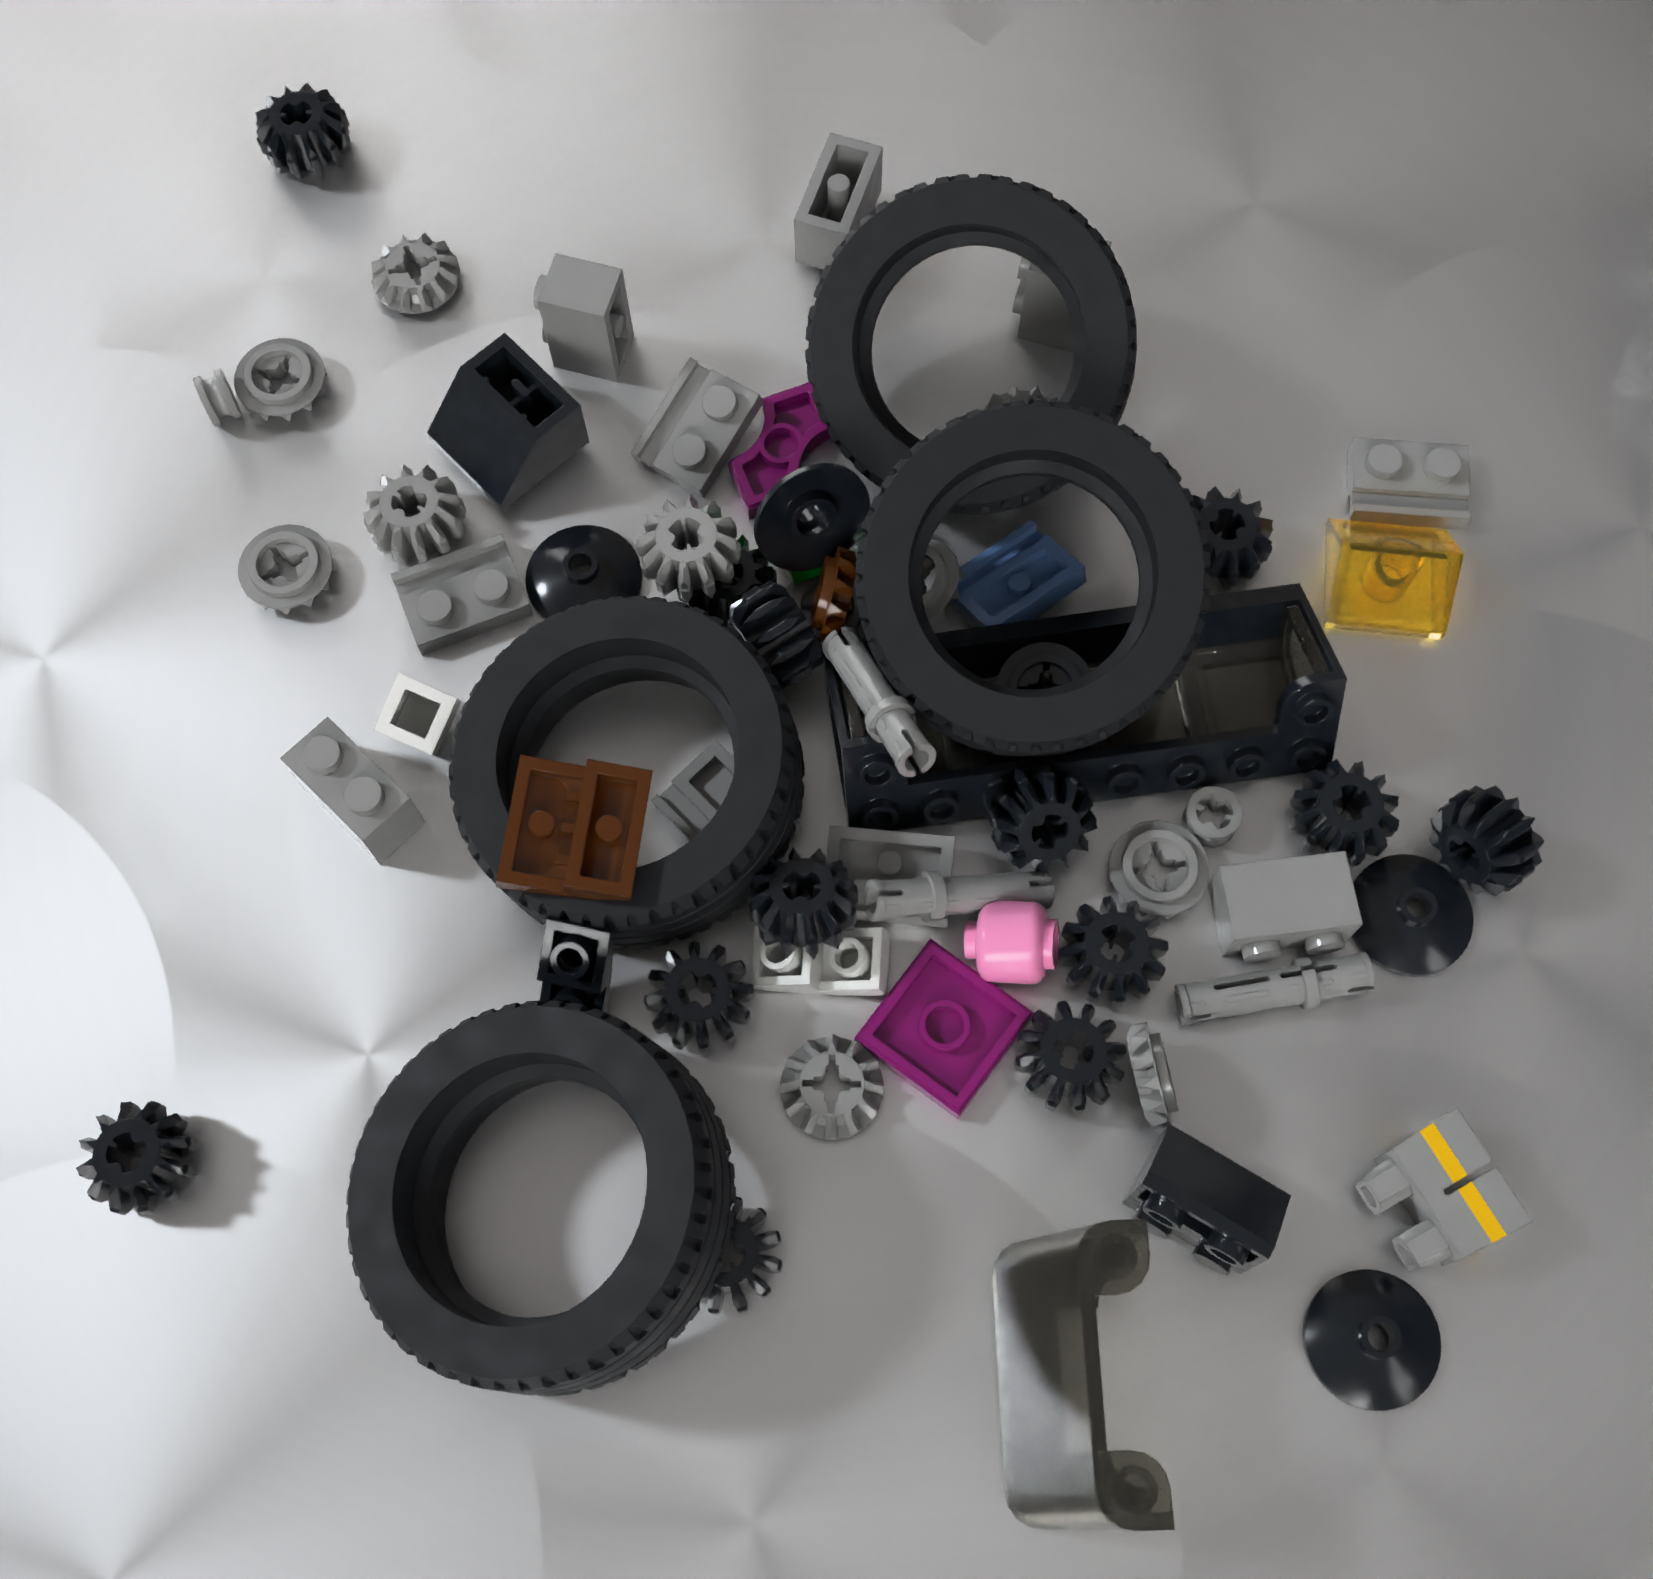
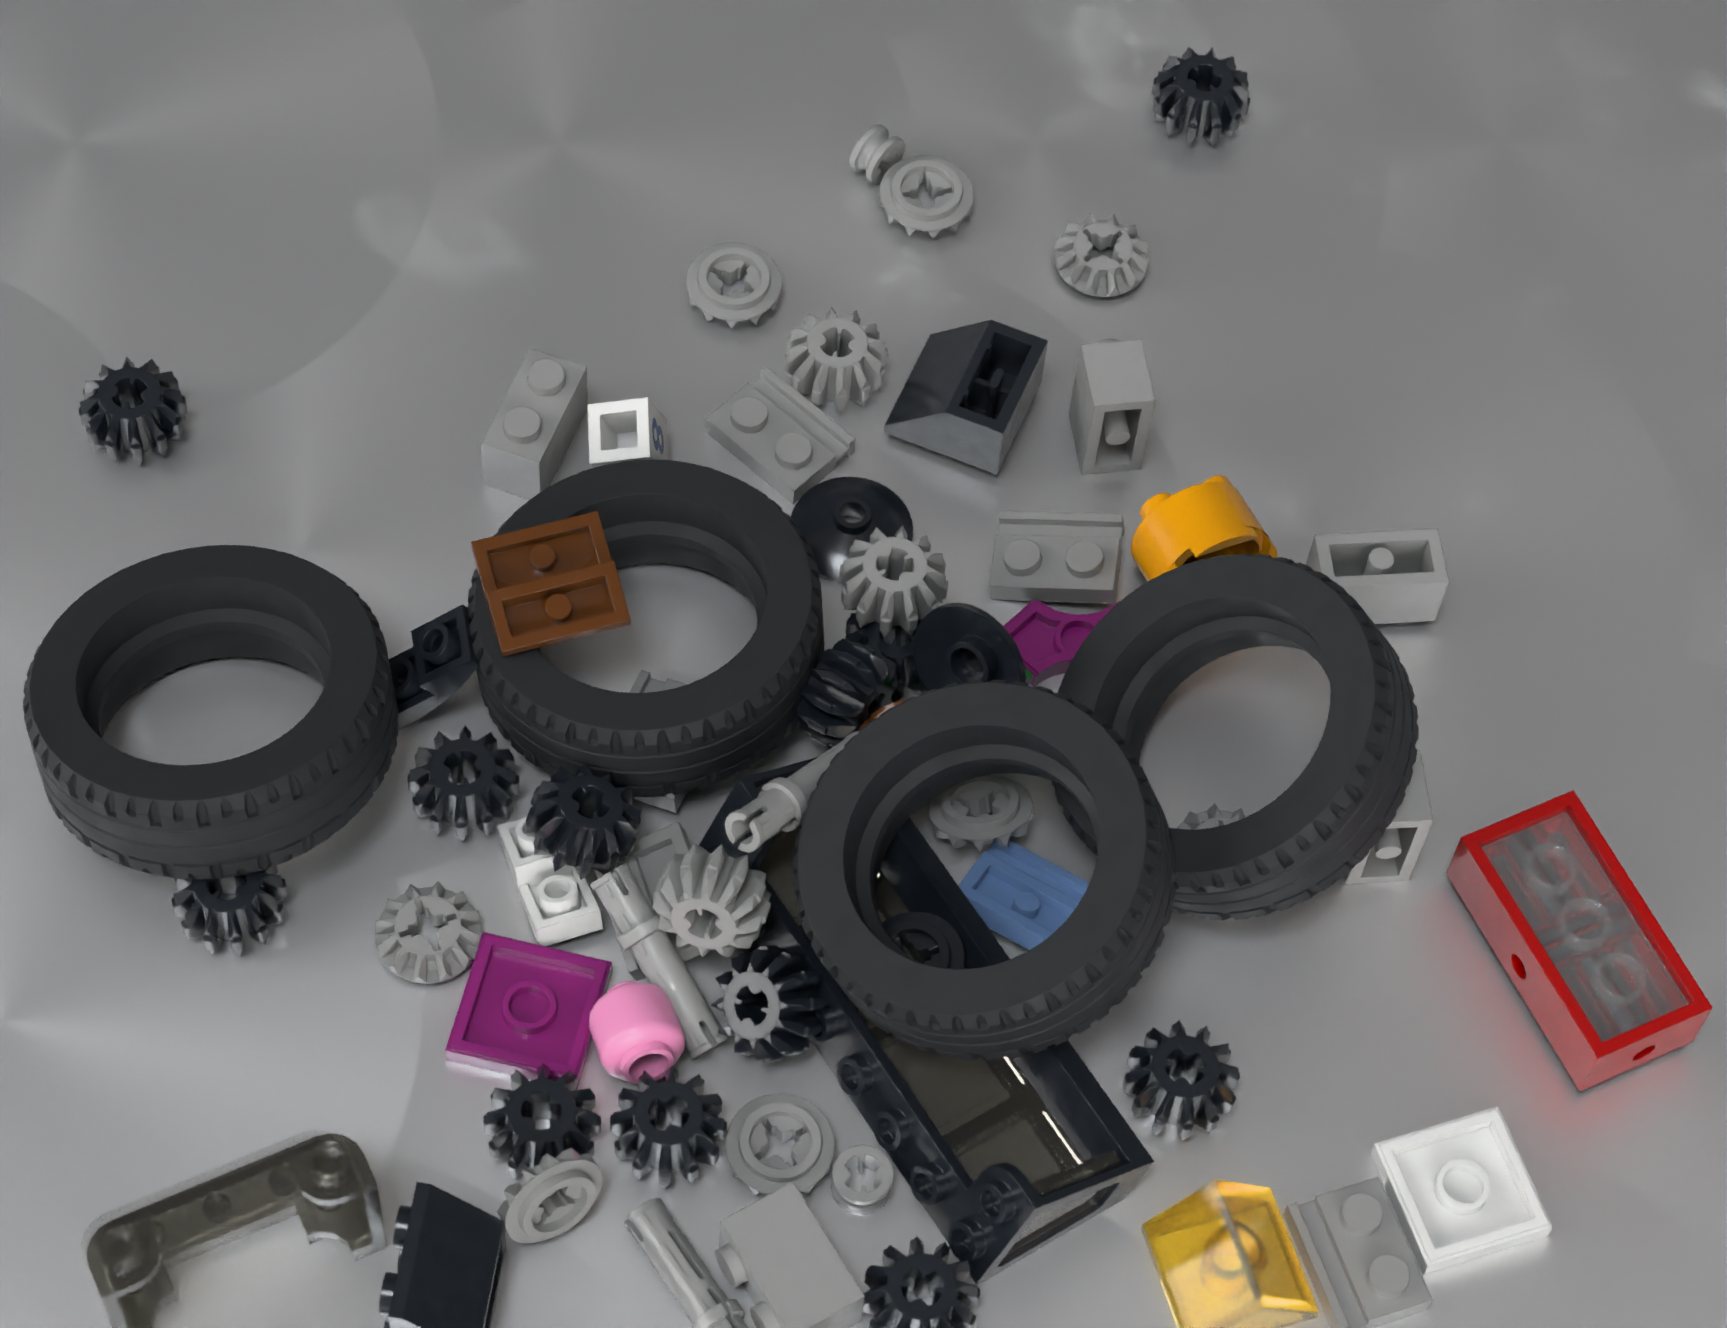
camera: 60 degrees right, 10 degrees down
(754, 312) = (1196, 525): none -> light orange brick
(947, 820) = (711, 901): none -> light grey gear
(1220, 209) = (1577, 940): none -> brick
(1376, 387) = (1461, 1190): none -> white tile

